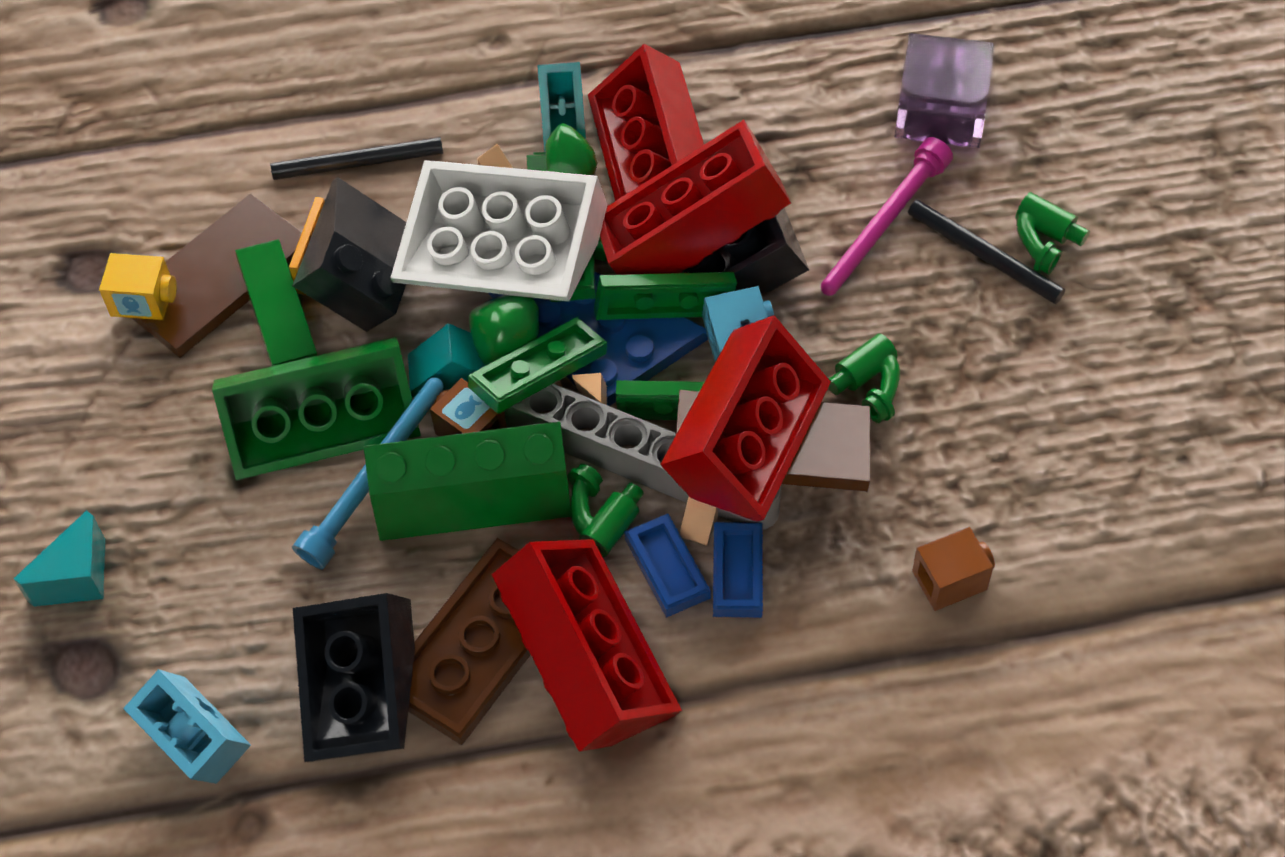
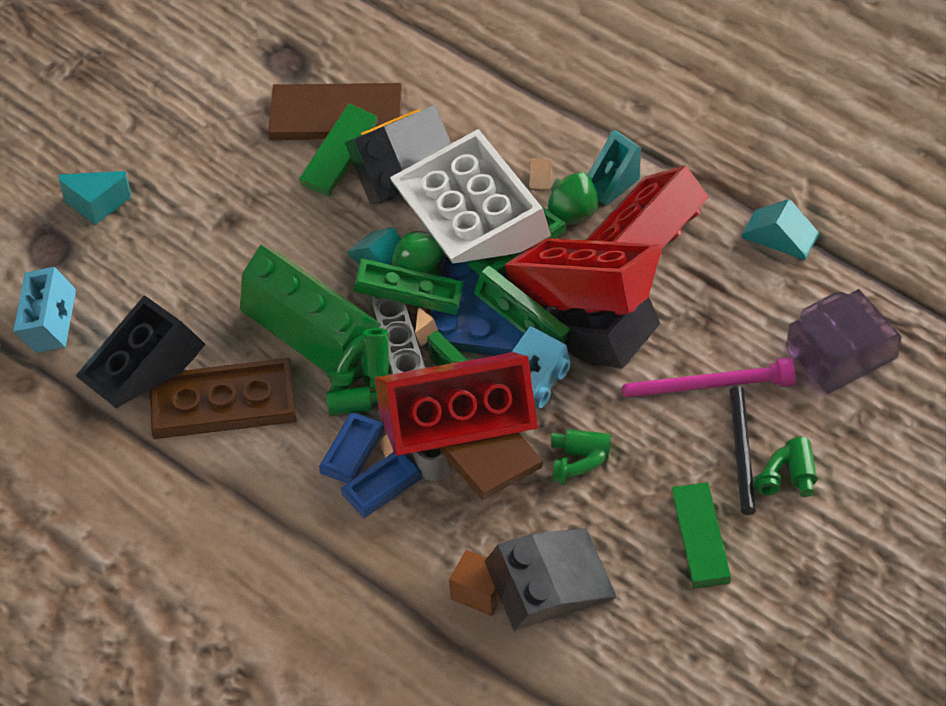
camera: 50 degrees right, 5 degrees down
(137, 286) = (282, 82): yellow brick -> none
(312, 407) = (291, 217): green slope -> none
(318, 543) = (209, 283): dark azure piece -> none
(356, 158) = (480, 110): black bar -> none
(463, 412) = (343, 283): brick -> none
(584, 642) = (256, 440): red slope -> none
(596, 450) = (376, 358): none -> green plant
(763, 43) = (782, 229): none -> teal slope
(1014, 507) = (548, 576): none -> black slope
(1054, 351) = (700, 535): none -> green tile

